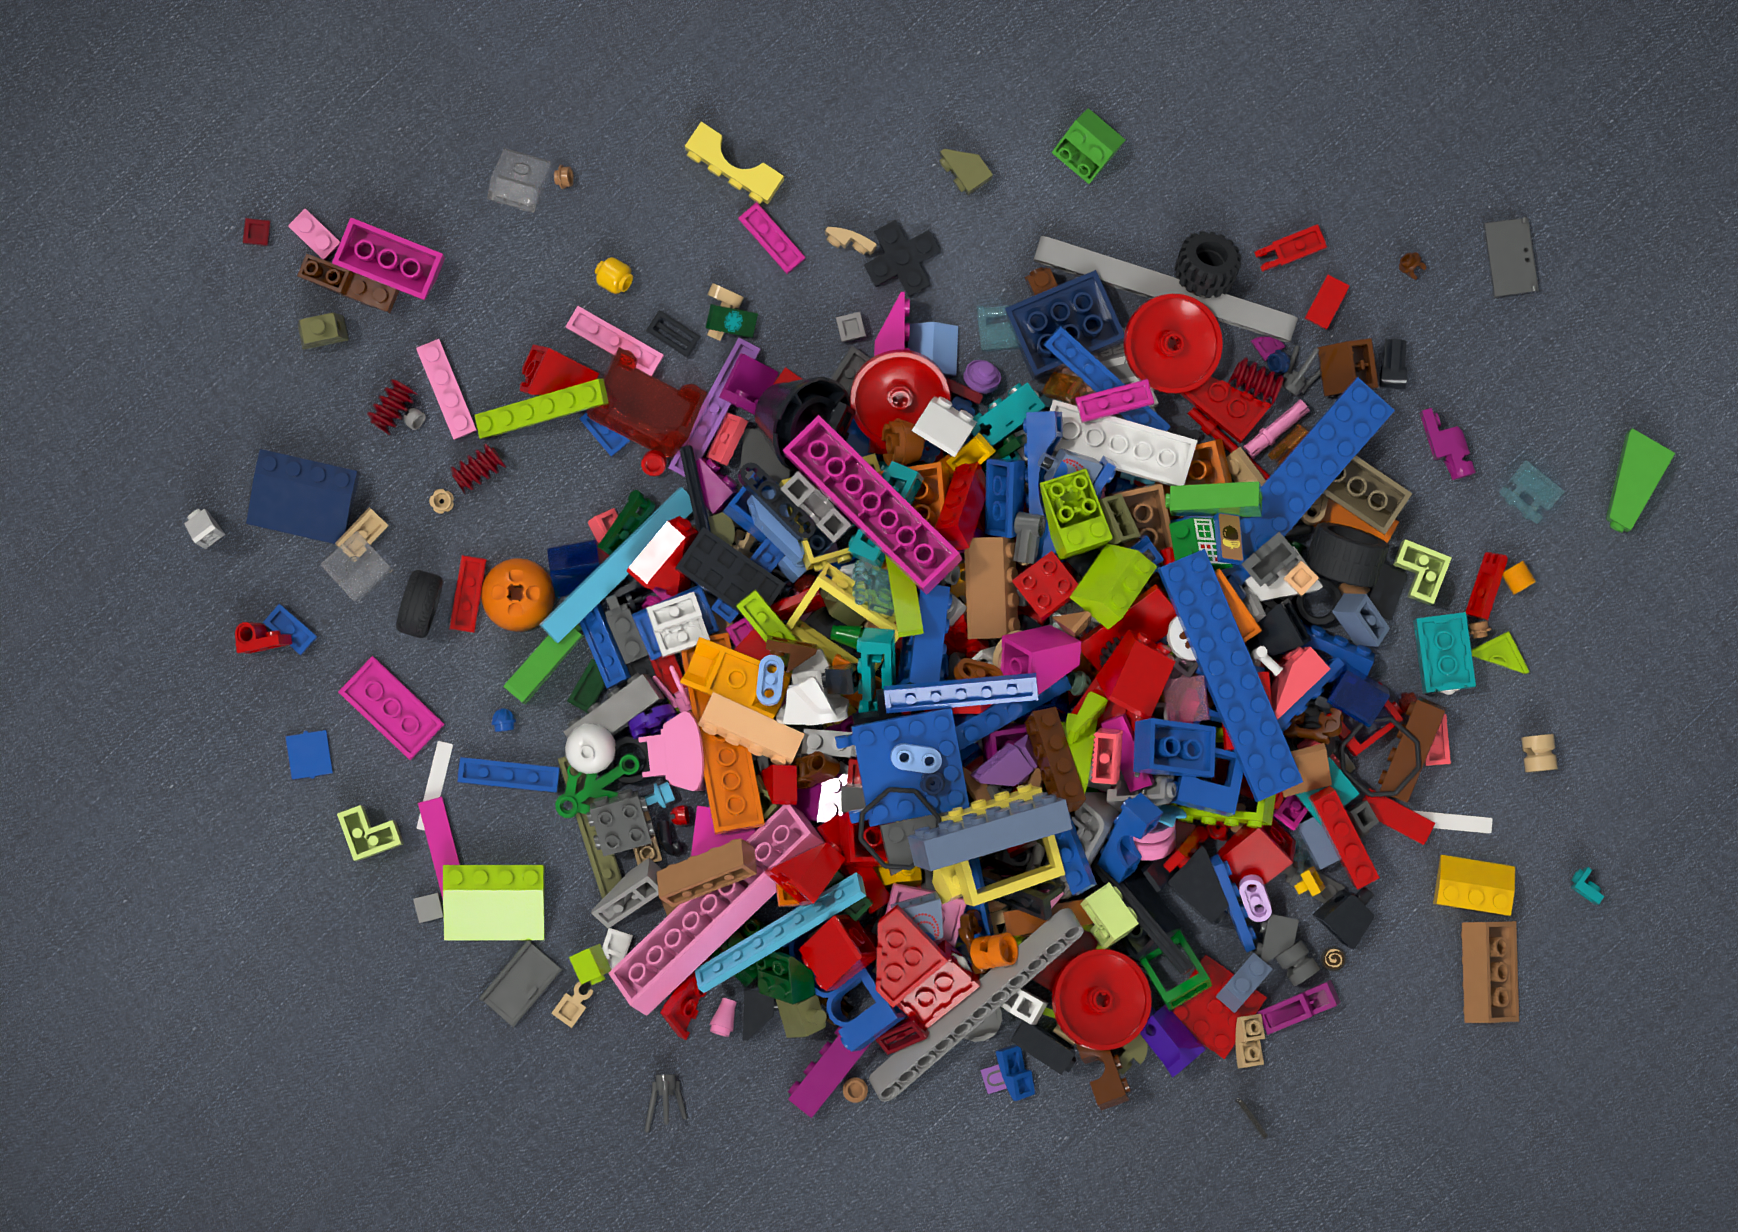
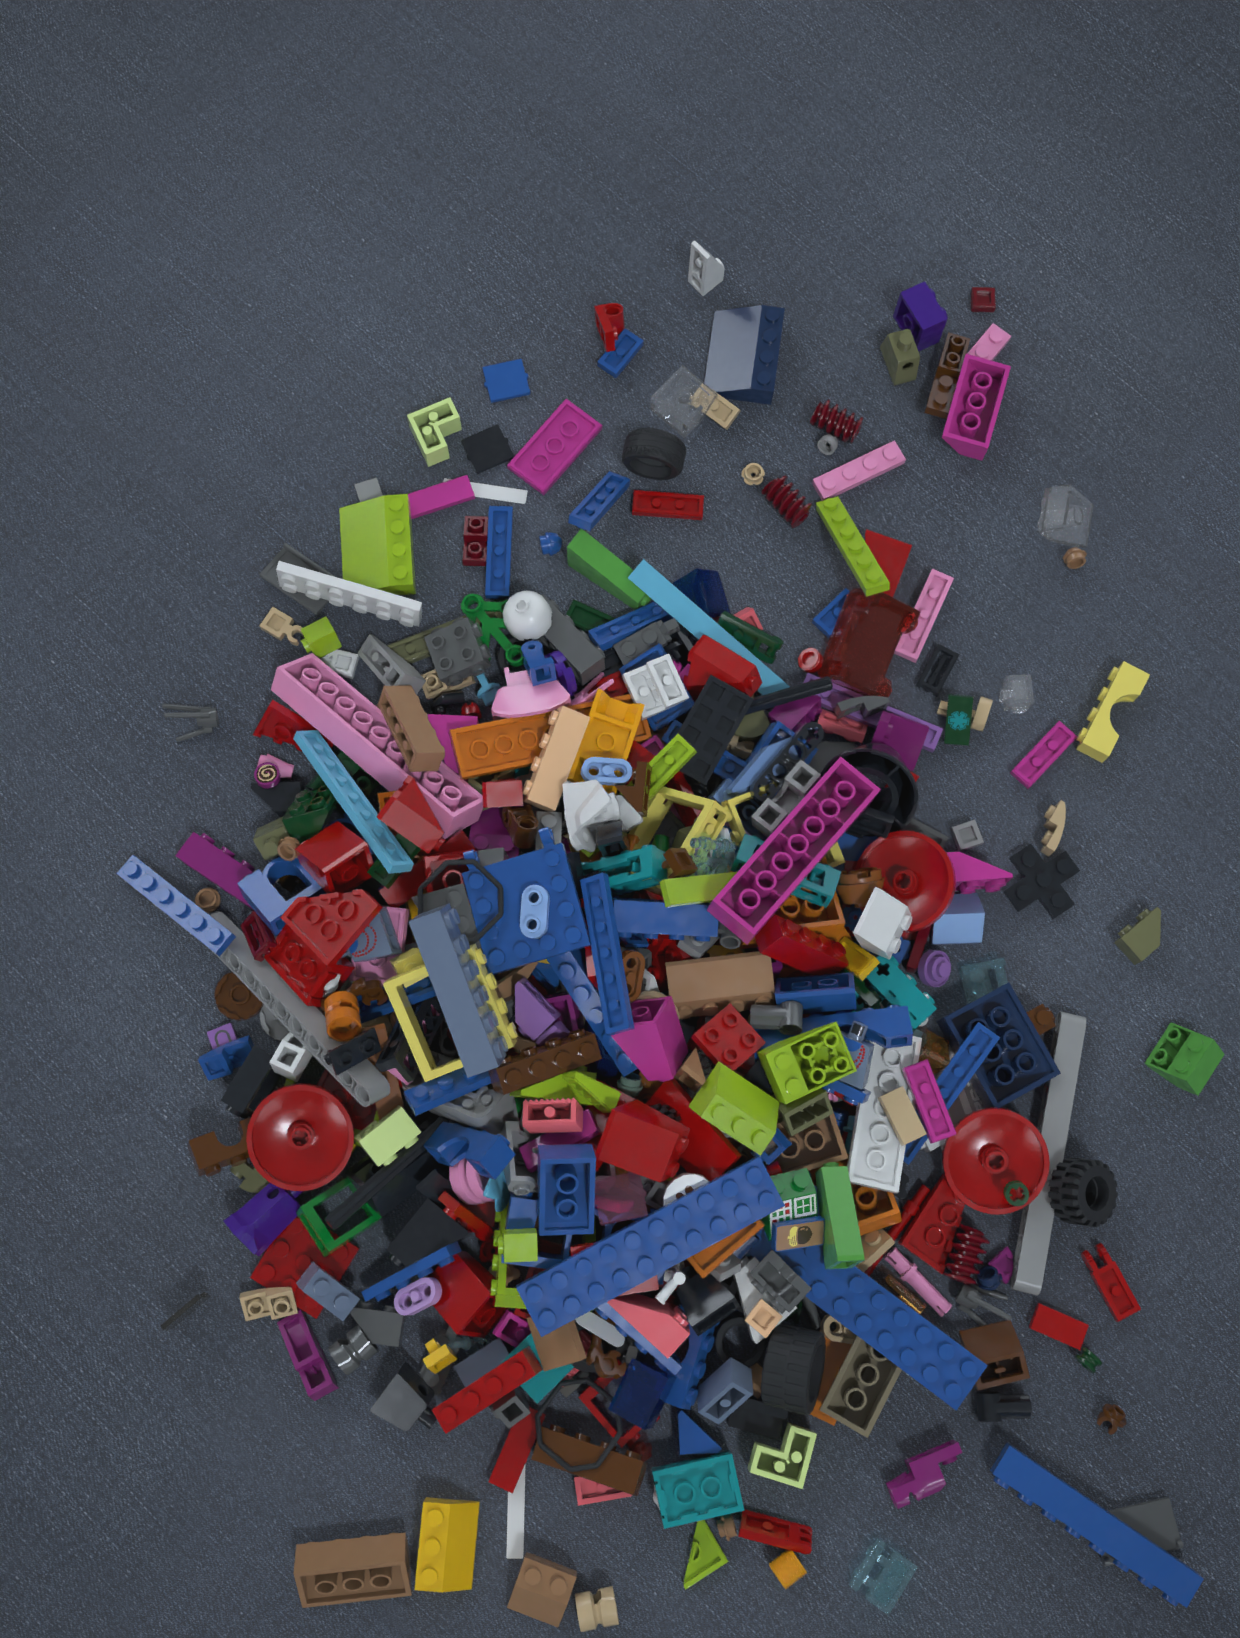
camera: 85 degrees right, 10 degrees down
(280, 304) = (921, 314): none -> dark purple brick
(387, 780) = (487, 449): none -> black piece
(467, 665) = (599, 501): none -> blue plate
(492, 798) = (475, 541): none -> dark red slope
(527, 604) = (665, 554): orange piece -> none
(548, 939) = (344, 592): none -> white plate
(613, 275) = (987, 609): yellow head -> none
(652, 741) = (538, 668): none -> blue leg
(707, 257) = (1017, 693): none -> clear brick
(711, 412) = (866, 704): none -> dark grey slope
(736, 1022) = (267, 775): none -> tile
(820, 999) = (287, 848): none -> medium nougat plate
(861, 1118) = (176, 905): none -> plate
(879, 616) = (680, 862): none -> reddish brown tile
(932, 789) = (503, 929): dark blue plate -> none
(956, 1065) = (236, 999): none -> reddish brown tile
(1029, 936) = (353, 1051): none -> black hinge
(1126, 428) = (902, 1116): none -> tan tile
(1212, 328) = (1016, 1201): none -> dark green bush
(1221, 795) = (518, 1245): none -> lime brick
(1299, 727) = (601, 1328): none -> white sticker
(1333, 958) = (361, 1389): tile -> none
(1359, 279) = (1088, 1360): none -> dark green bush
(1399, 653) = (692, 1437): none -> blue slope
(1501, 295) = (1097, 1525): none -> blue brick
(1520, 801) = (542, 1589): none -> medium nougat slope

